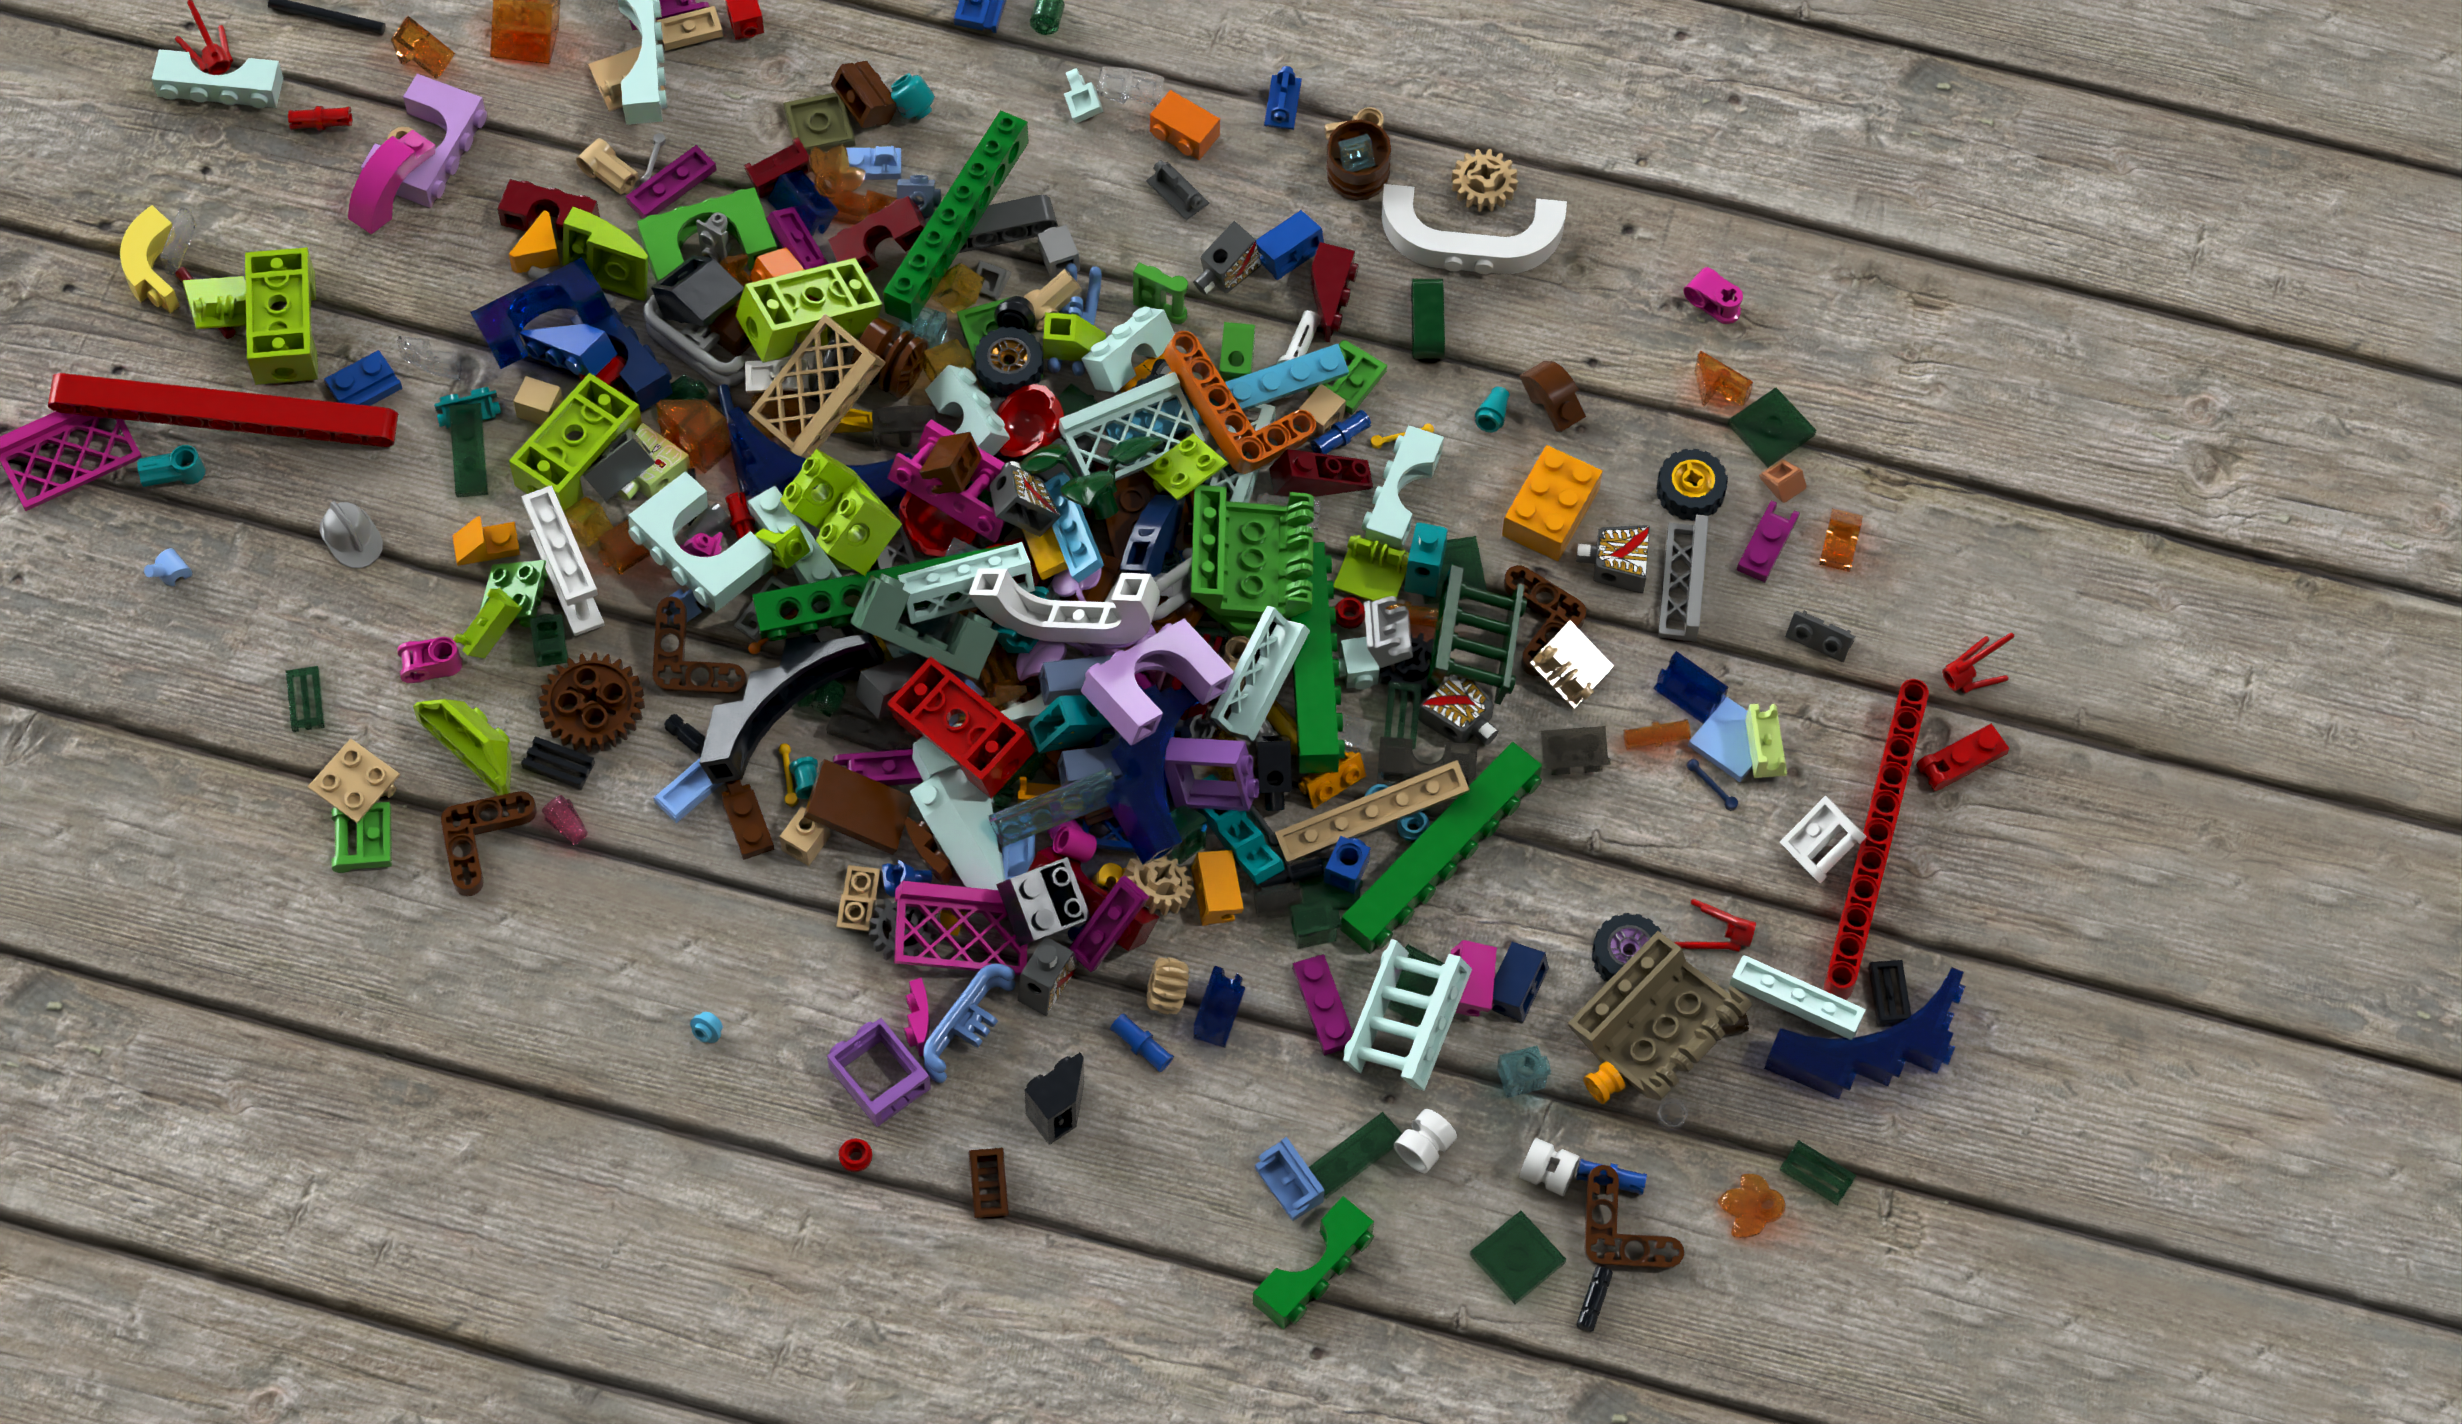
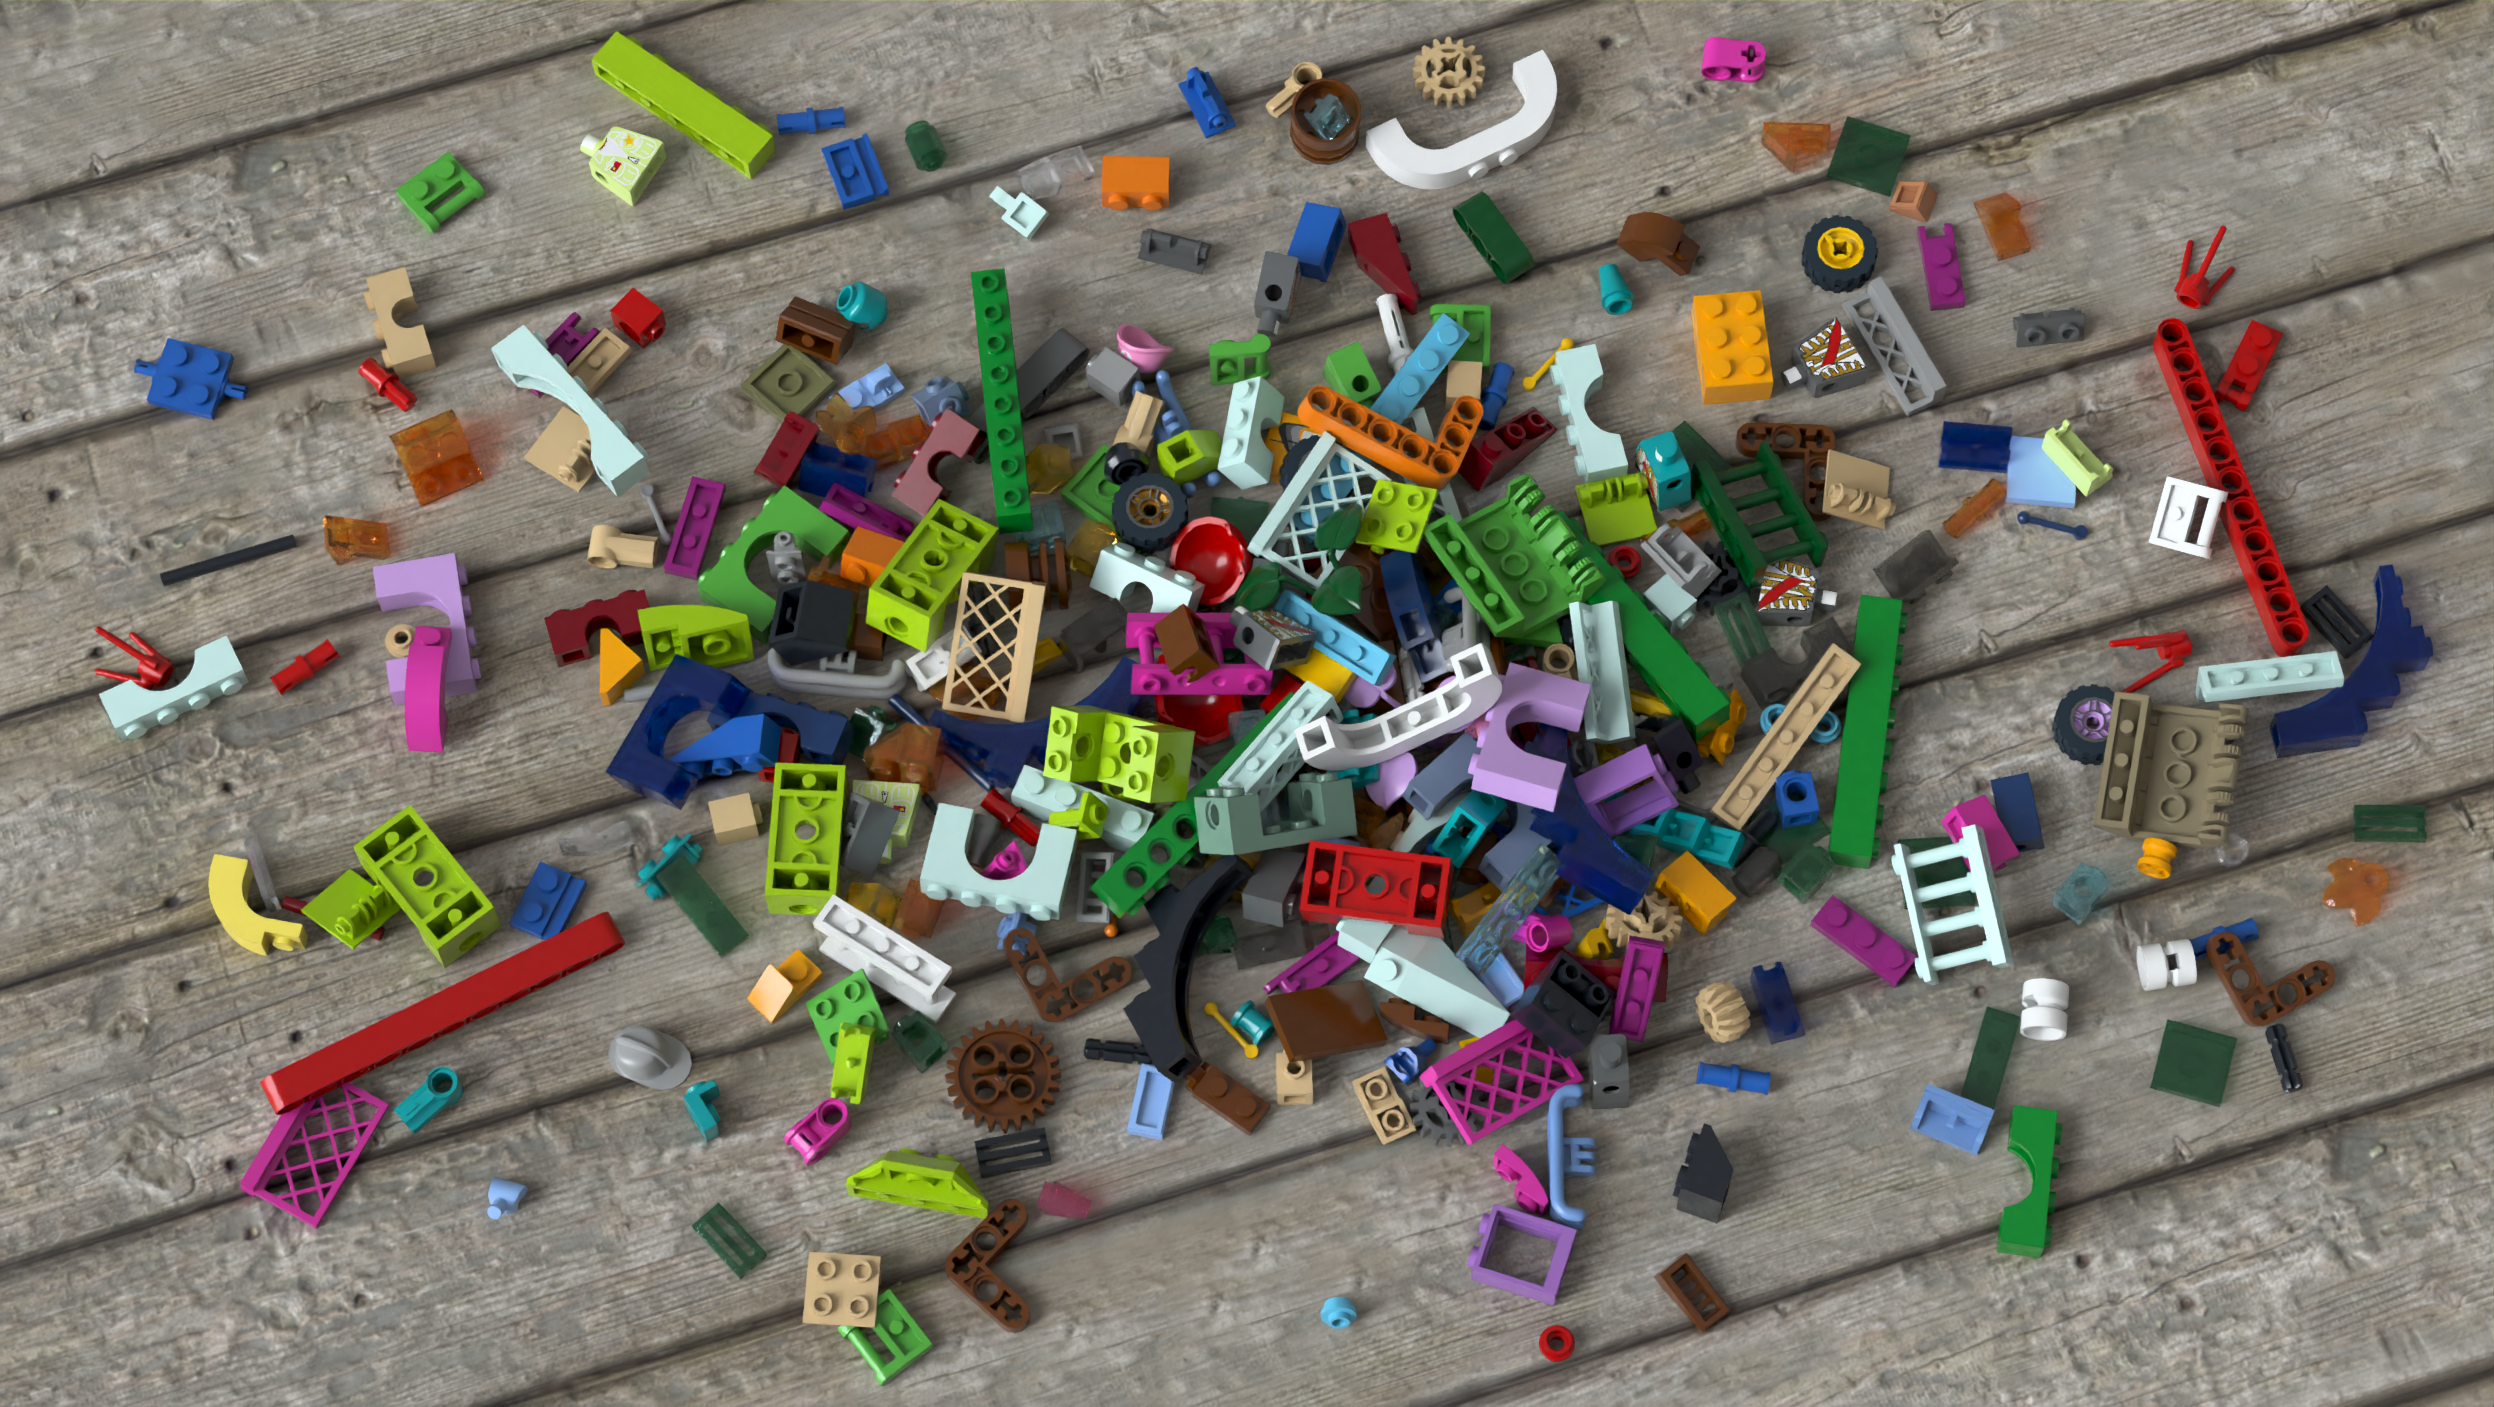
camera: 30 degrees left, 5 degrees up
(355, 590) = (704, 1115): none -> teal bracket
(1095, 243) = (1141, 349): none -> bright pink helmet

